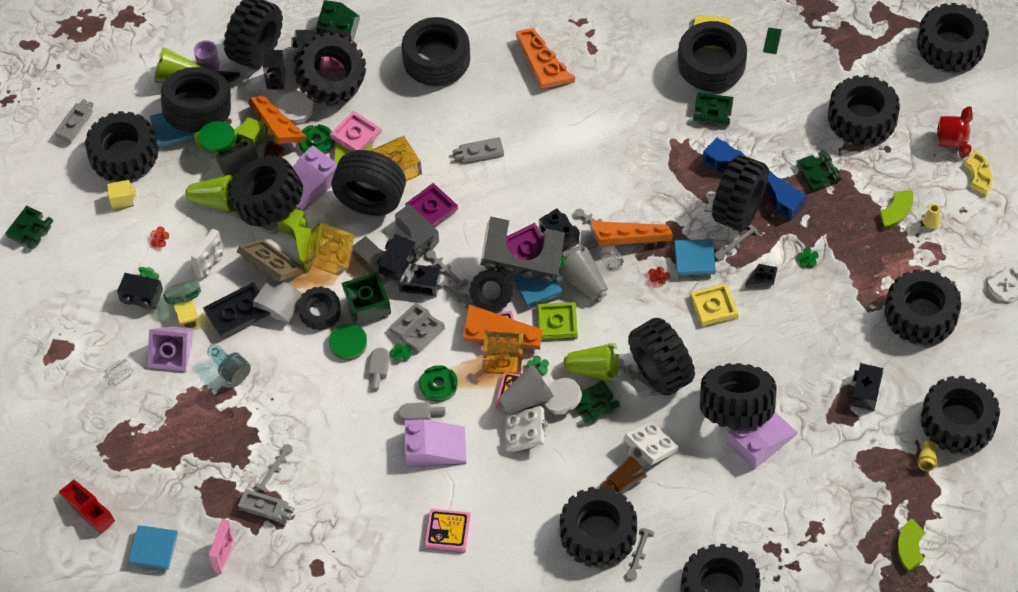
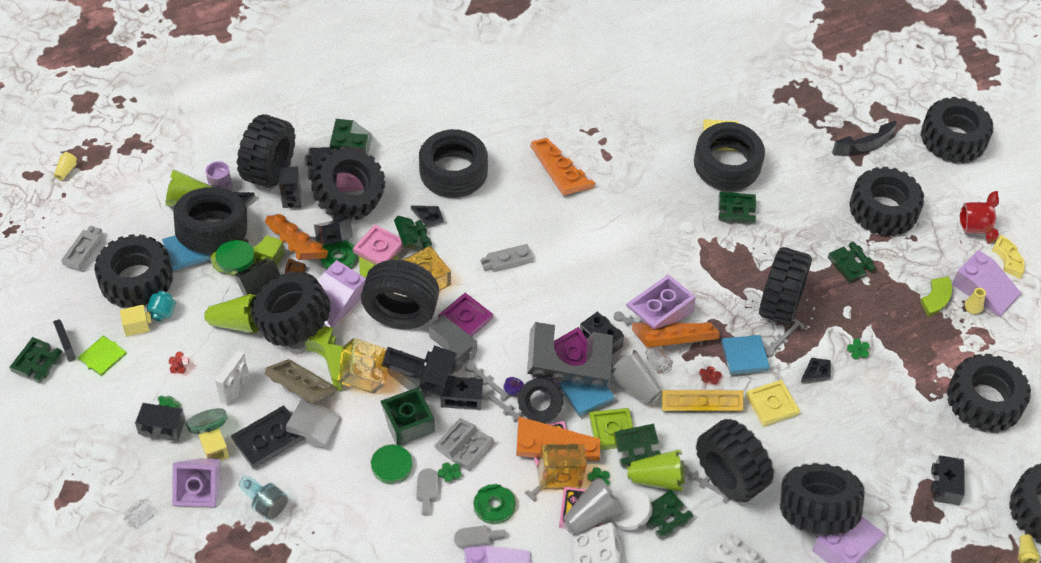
camera: 10 degrees left, 5 degrees down
(55, 210) = (64, 340): none -> black tile
(60, 36) = (65, 165): none -> light yellow cone
(89, 226) = (102, 355): none -> clear neon green piece
(145, 181) = (161, 306): none -> teal head
(313, 116) = (333, 231): none -> black slope
(314, 295) = (359, 444): black tyre -> none
(365, 247) = (402, 362): none -> black tile
(385, 122) = (410, 233): none -> dark green plate
(406, 102) = (428, 214): none -> black piece
(467, 274) = (512, 385): none -> dark purple tile
(575, 331) = (636, 438): none -> dark green plate
(588, 245) = (618, 355): light grey piece -> none
(621, 203) = (663, 303): none -> lavender slope
(645, 298) = (702, 400): none -> yellow plate
(772, 40) = (781, 140): dark green sticker -> none
(786, 198) = (824, 289): blue arch -> none
(837, 51) = (850, 147): none -> black slope
(954, 199) = (985, 273): none -> lavender slope

